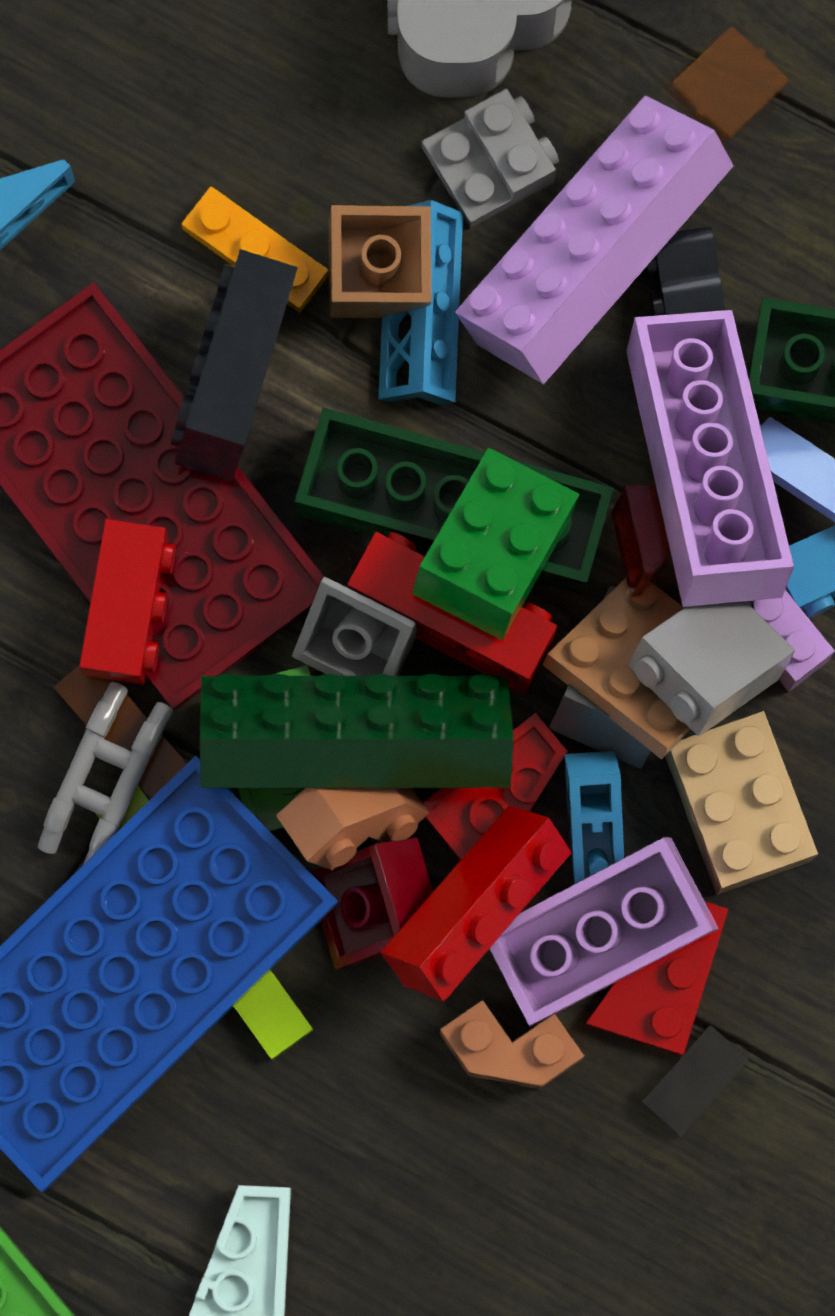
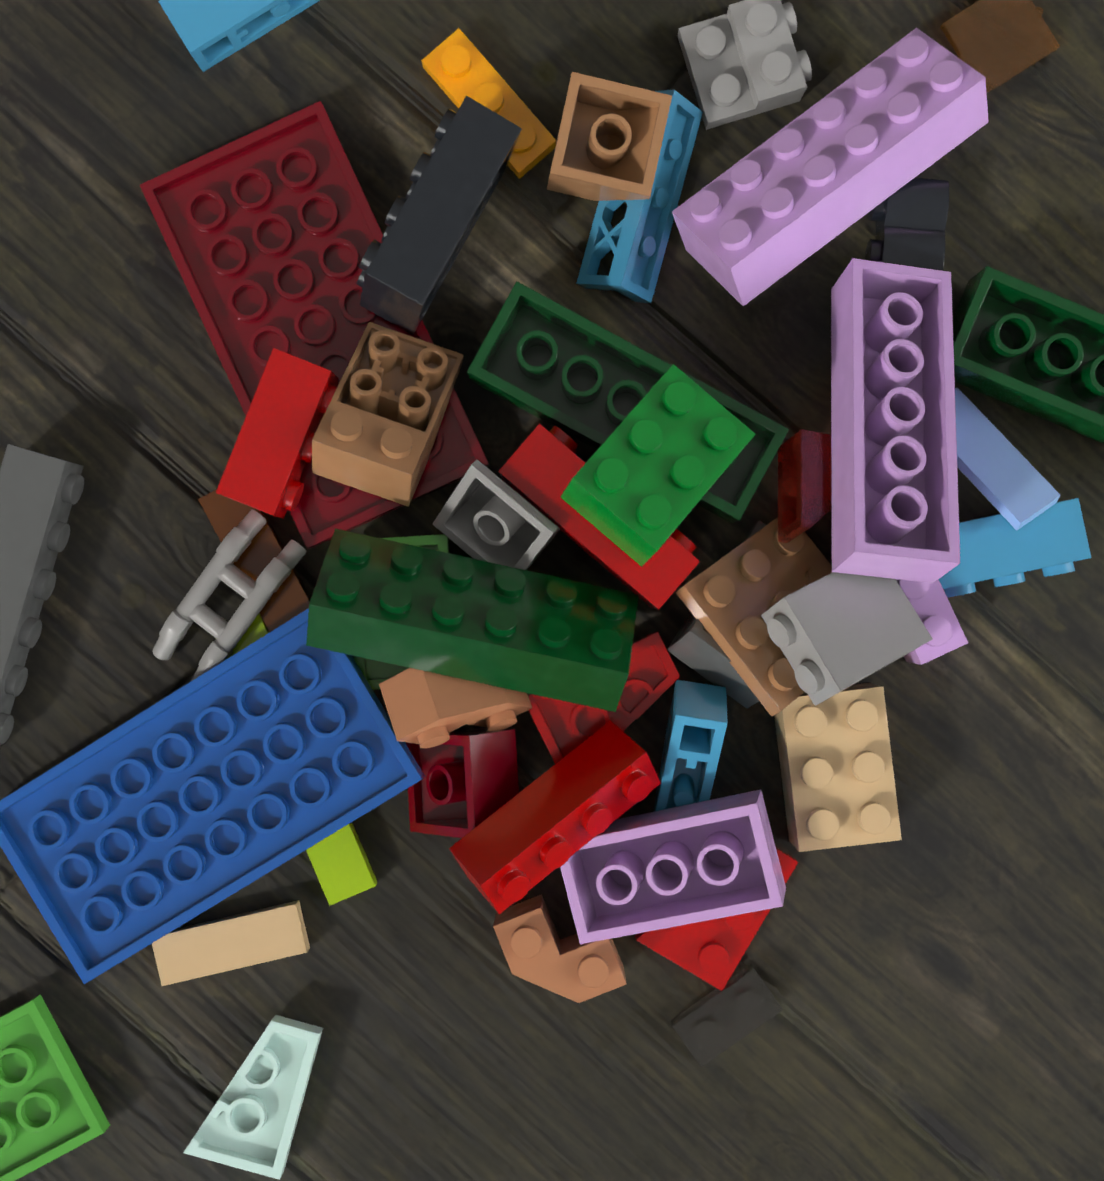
camera: 15 degrees right, 10 degrees up
(178, 1122) = (231, 943): none -> tan tile
(224, 560) = (385, 414): none -> medium nougat slope

